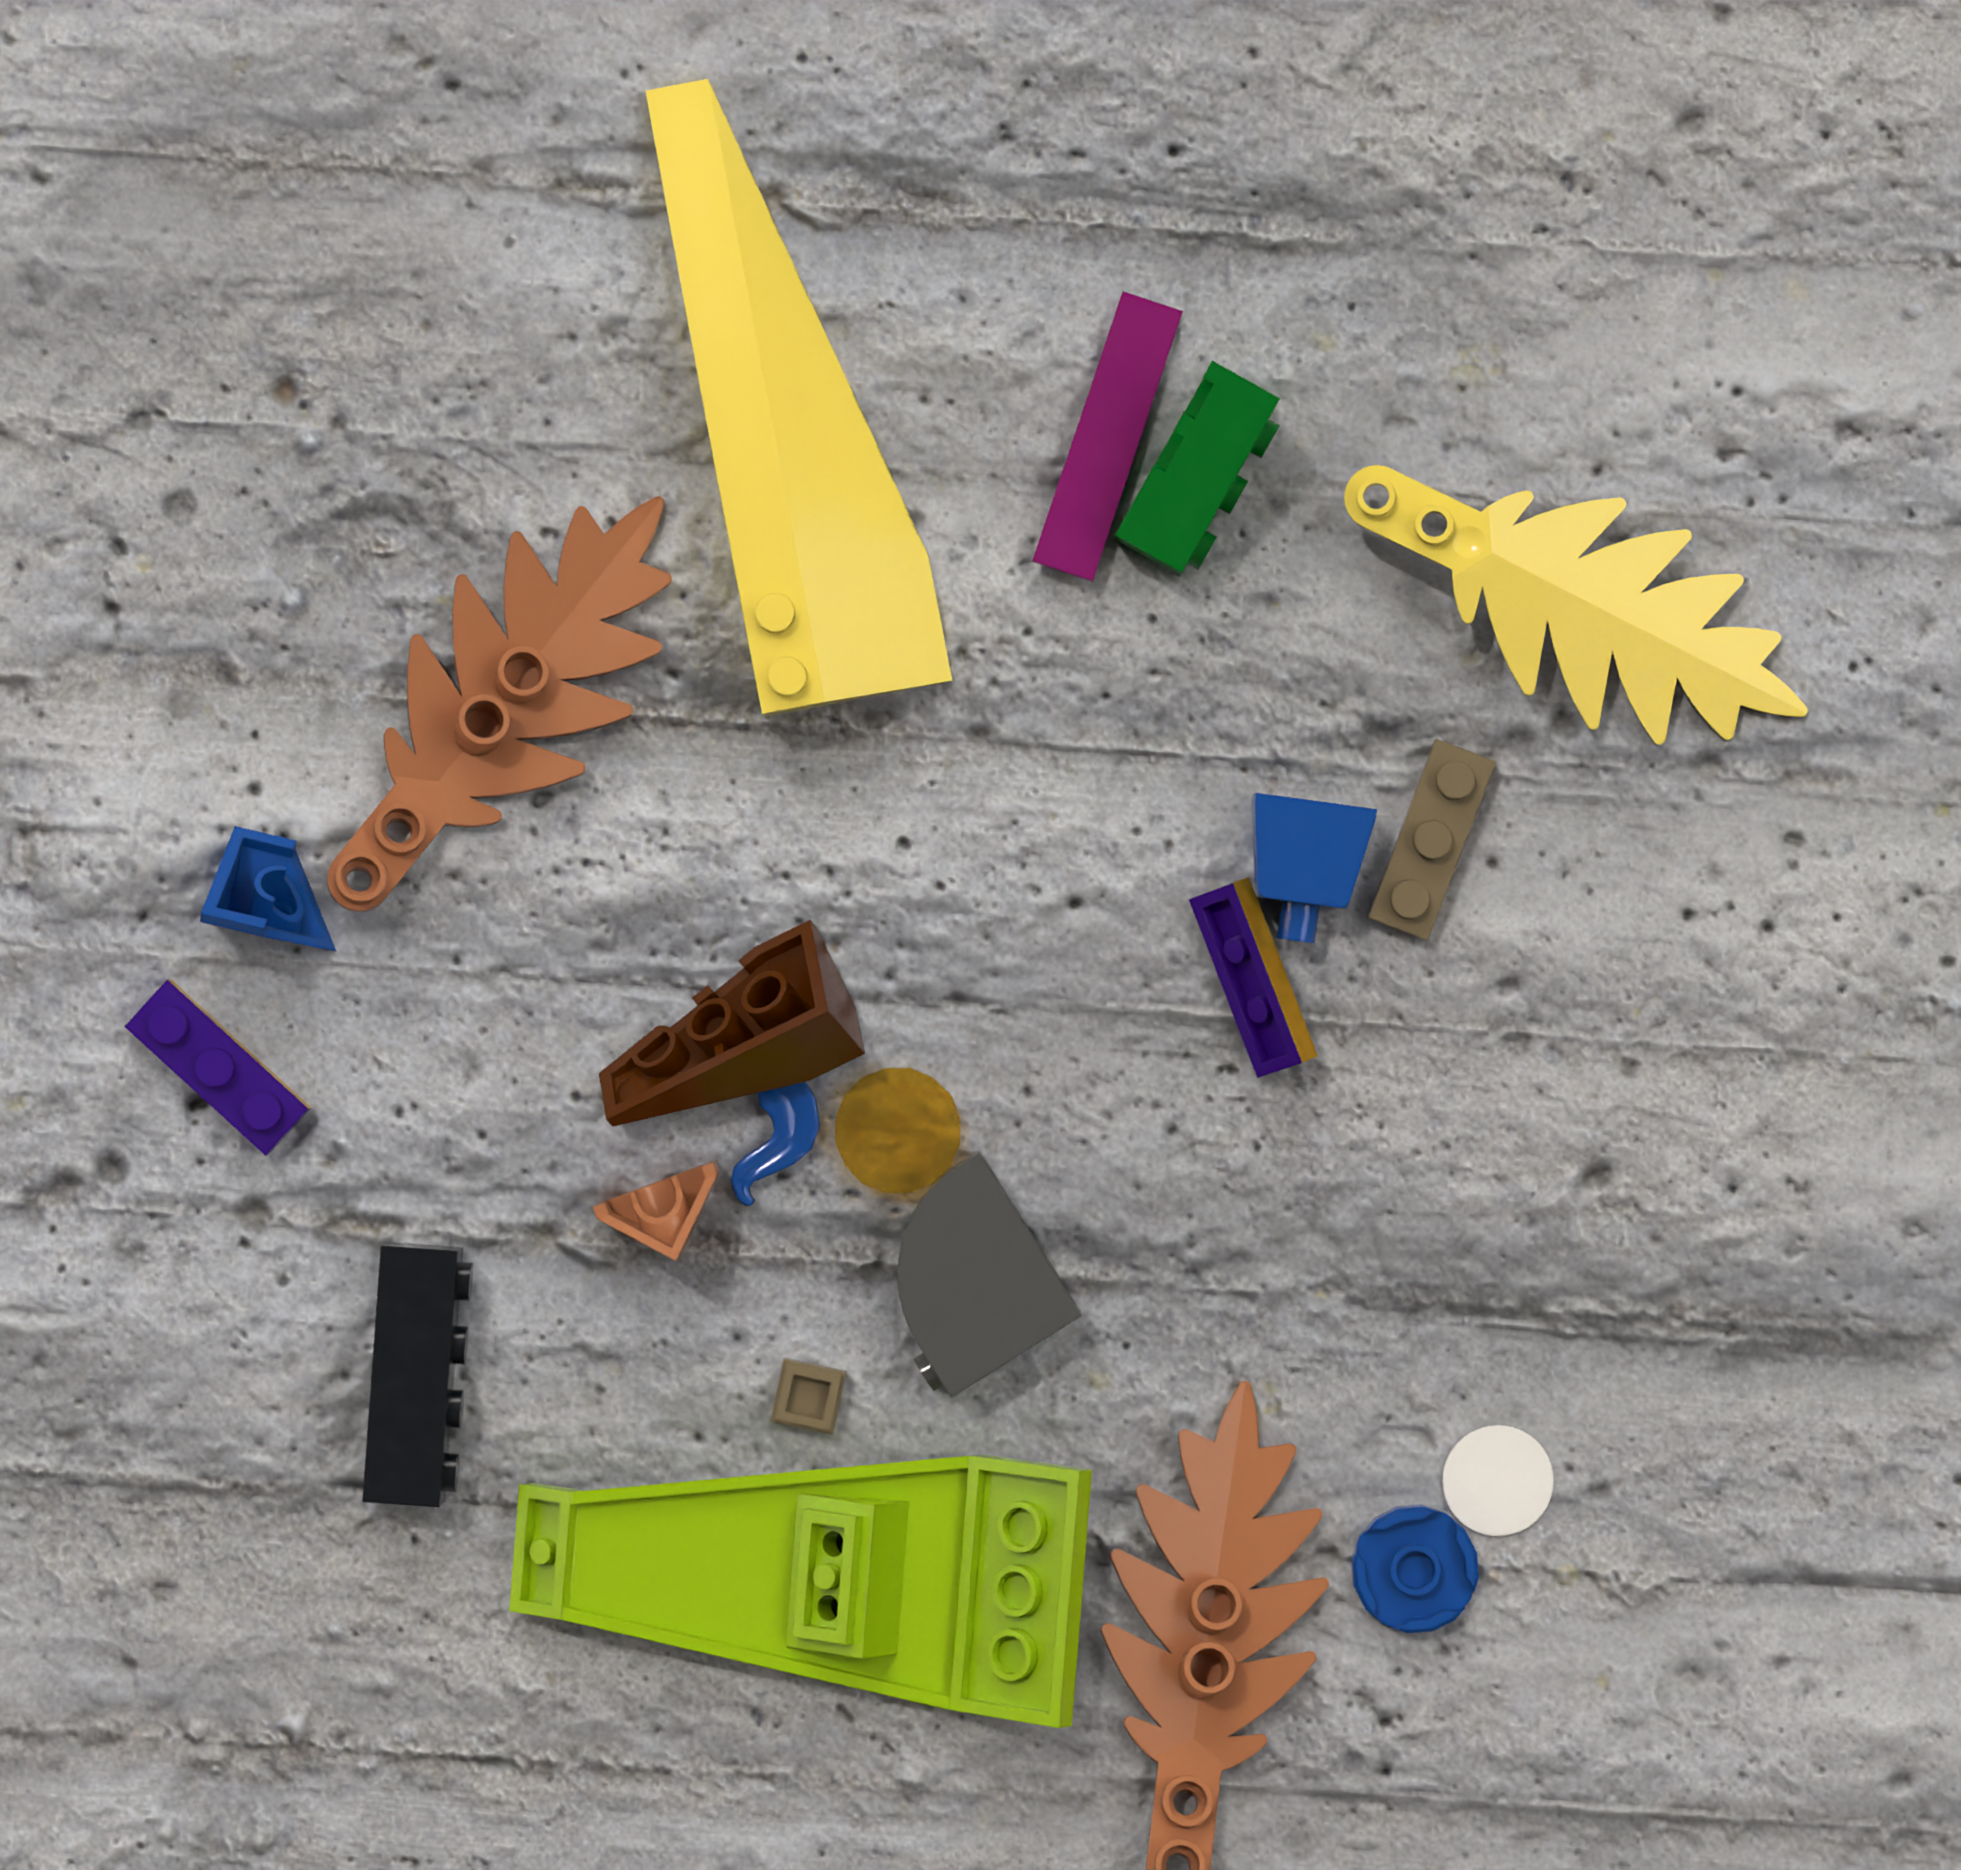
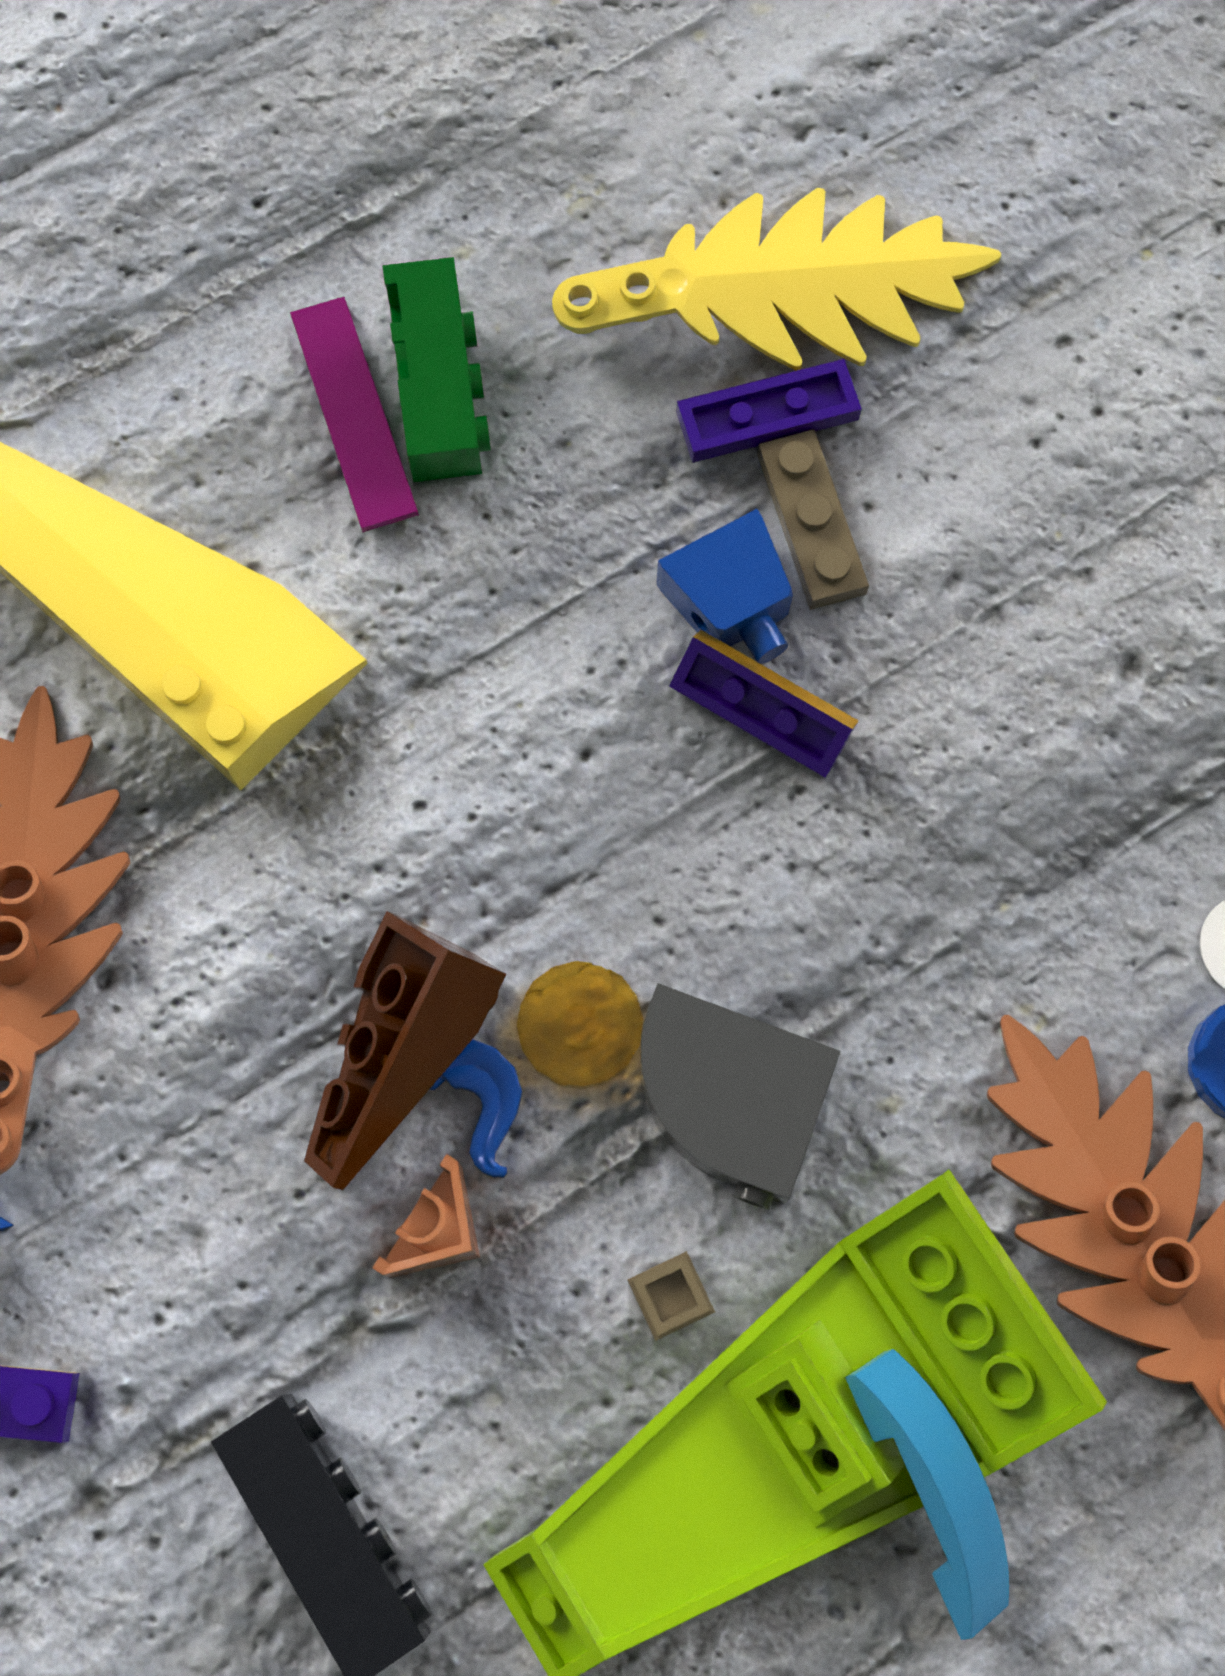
camera: 40 degrees left, 15 degrees down
(907, 1689) = (949, 1483): none -> dark azure slope
(1470, 713) = (768, 410): none -> dark purple plate

